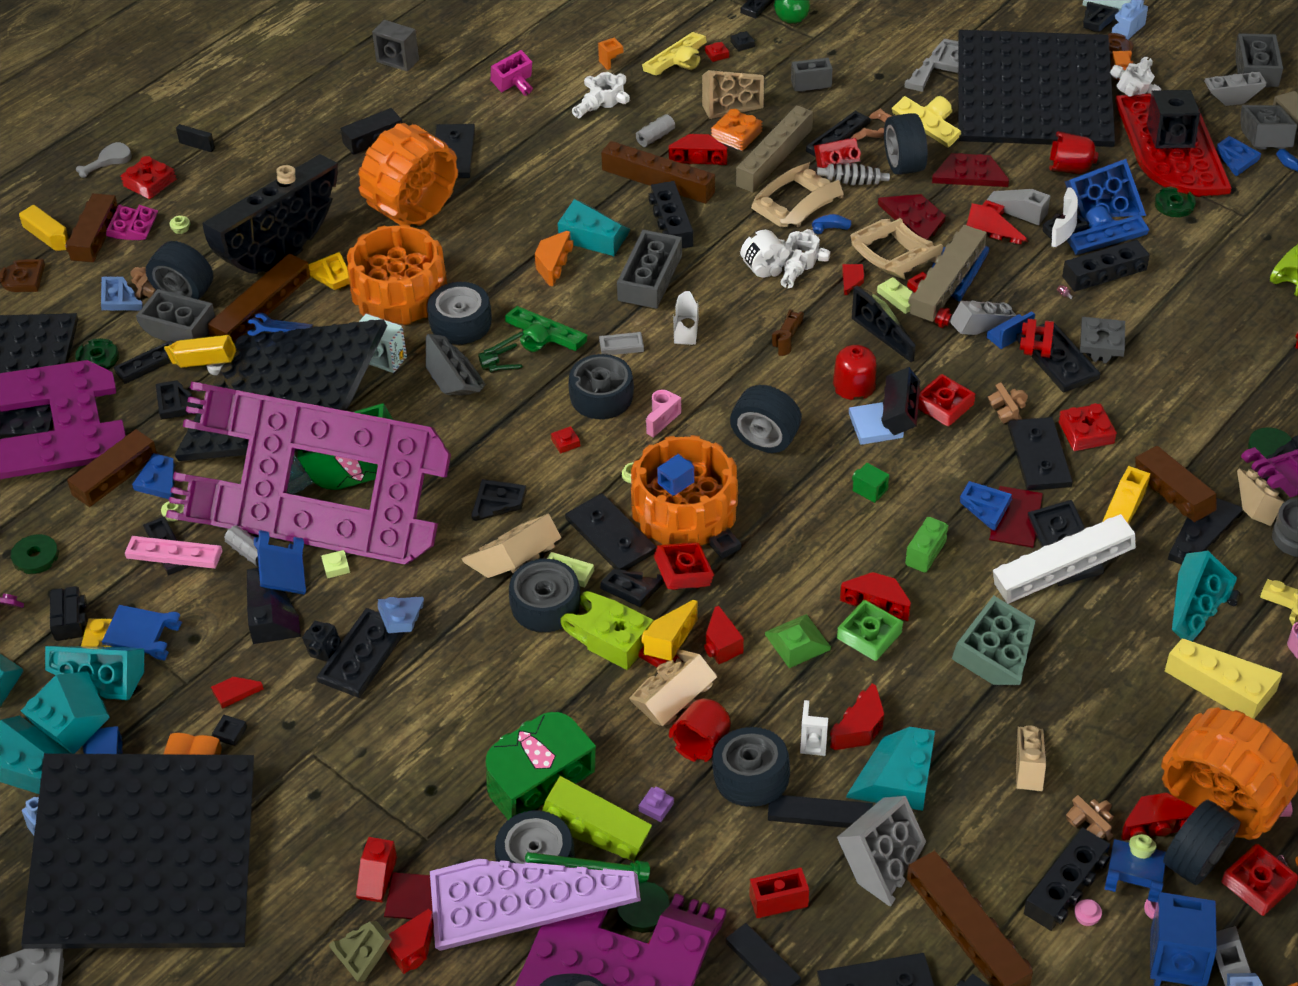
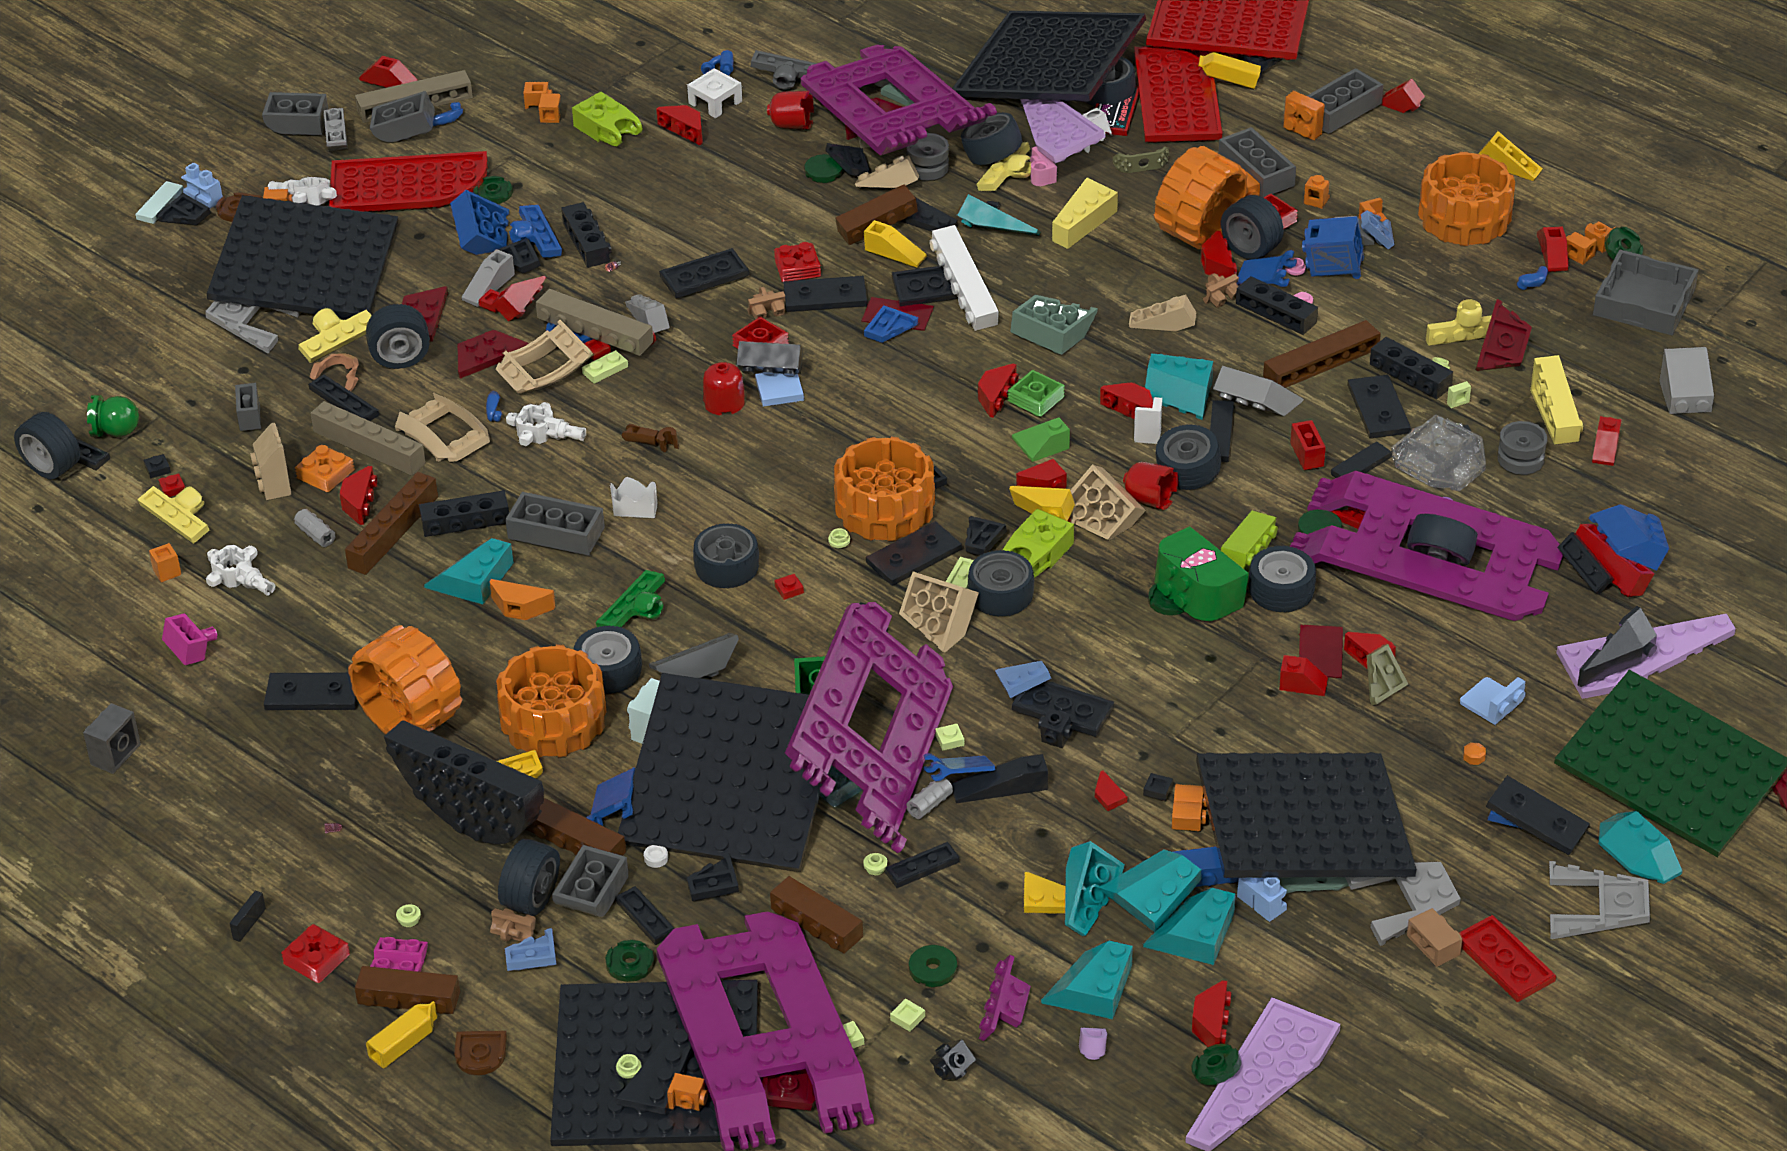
camera: 90 degrees left, 5 degrees down
(67, 613) = (1019, 921): black brick -> none
(112, 154) = (257, 998): light grey piece -> none
(140, 629) = (1040, 864): blue flag -> none
(156, 477) = (828, 881): blue wing -> none
(173, 552) = (939, 849): bright pink tile -> none
(201, 351) = (650, 854): yellow piece -> none
(286, 174) = (433, 747): tan bush -> none
(363, 133) = (268, 756): black brick -> none
(490, 356) = (672, 641): dark green plant -> none
(504, 897) = (1336, 580): lavender wing -> none
(621, 343) = (654, 552): light grey tile -> none
(641, 868) = (1290, 526): green piece -> none
(656, 804) = (1219, 520): medium lavender tile -> none
(665, 409) = (758, 515): bright pink plate -> none
(675, 474) = (898, 463): blue brick -> none
(683, 565) = (965, 498): red brick -> none
(764, 254) = (548, 440): white brick -> none
(765, 418) = (794, 436): black wheel -> none
(837, 152) = (393, 388): red brick -> none
(852, 276) = (575, 395): red tile -> none
(853, 174) = (421, 385): light grey piece -> none
(870, 482) = (861, 388): green brick -> none
(879, 320) = (652, 372): black wedge -> none
(926, 544) = (939, 357): bright green brick -> none
(1006, 332) = (667, 294): blue panel -> none
(1030, 330) = (693, 273): red brick -> none
(1065, 227) = (524, 241): white slope -> none
(1072, 153) = (422, 239): red cylinder -> none
(1102, 338) = (690, 241): dark grey piece -> none
(1142, 846) = (1245, 266): yellowish green plate -> none
(1173, 118) = (399, 161): black brick -> none
(1237, 155) = (434, 143): blue wing -> none

